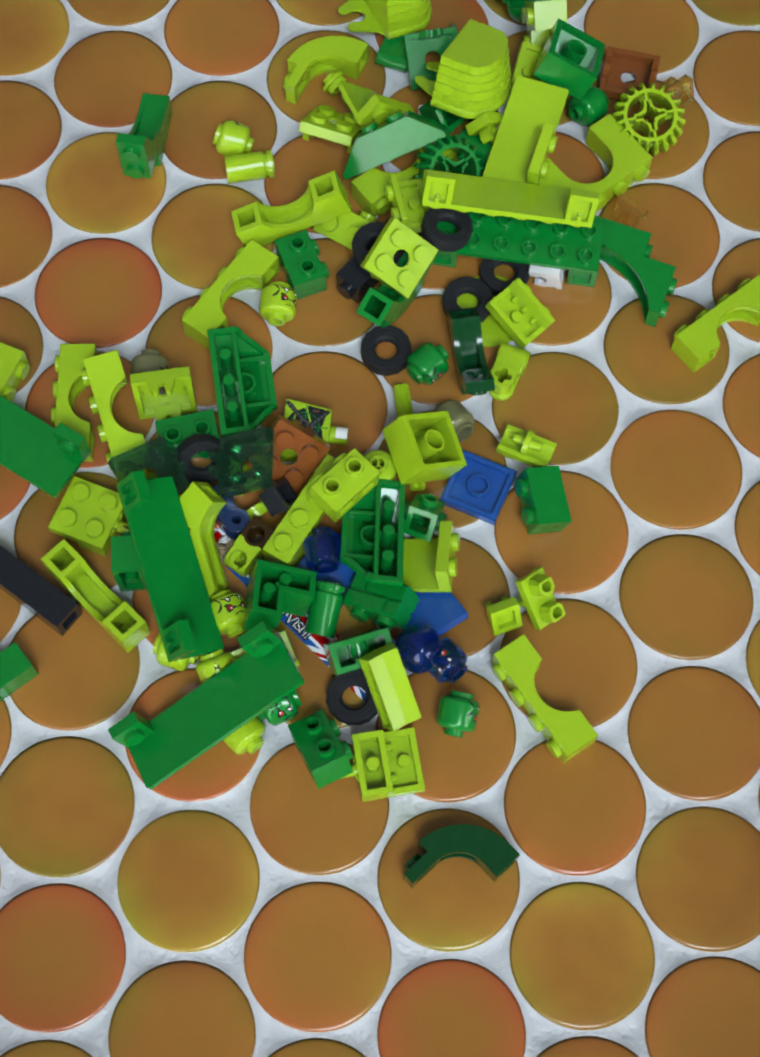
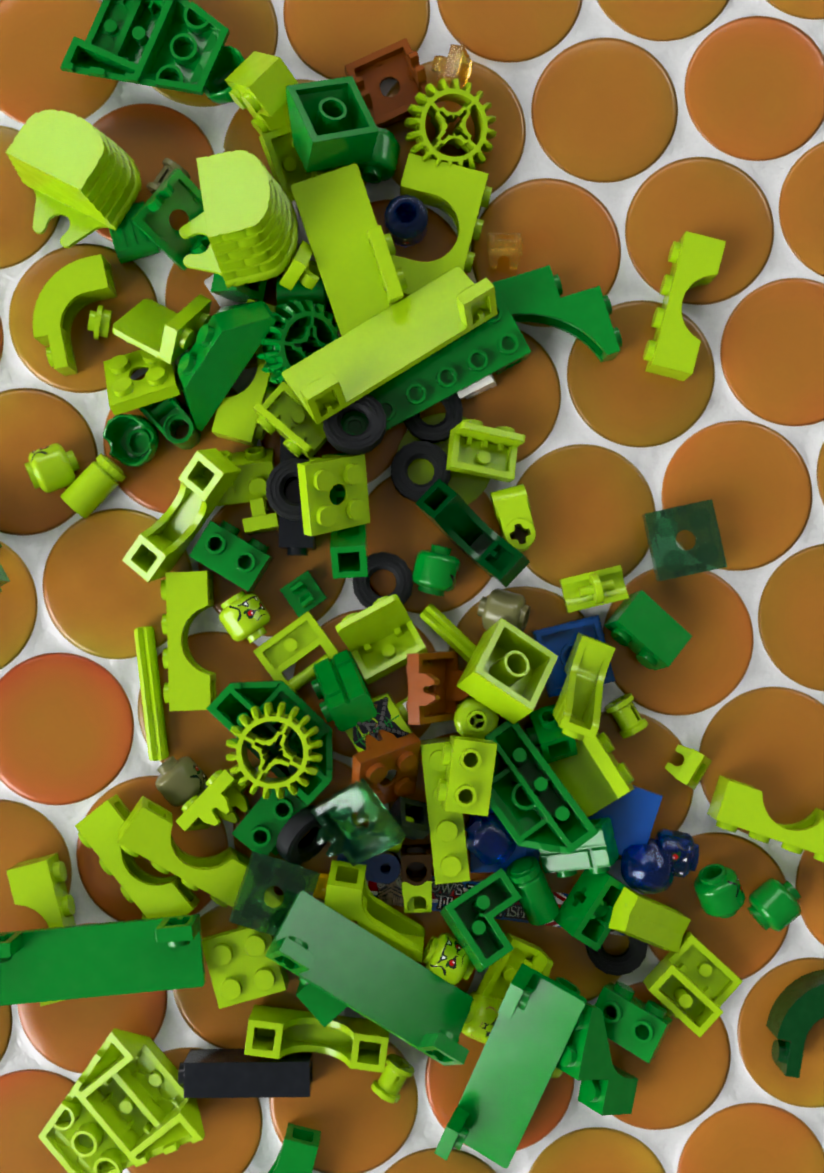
camera: 40 degrees left, 20 degrees up
(130, 669) = (393, 1079): none -> lime bush
(178, 307) = (151, 693): none -> lime axle
(241, 365) = (259, 743): none -> lime gear
(272, 737) = (589, 1059): none -> green arch
(295, 344) = (292, 645): none -> lime plate
(296, 155) = (131, 439): none -> green hair
(304, 385) = (343, 691): none -> green brick
(327, 321) = (303, 593): none -> green tile
(331, 157) = (167, 417): none -> green piece
(337, 255) = (261, 519): none -> lime tile
(357, 372) = (380, 637): none -> lime bracket
(365, 406) = (435, 670): none -> dark orange piece
(459, 491) = (581, 695): none -> lime arch
(484, 547) = (626, 715): none -> lime bush
(491, 753) = (774, 904): none -> green head
(538, 598) = (717, 732): lime hips -> none
(577, 151) = (406, 220): none -> head
(613, 479) = (661, 534): none -> clear green piece

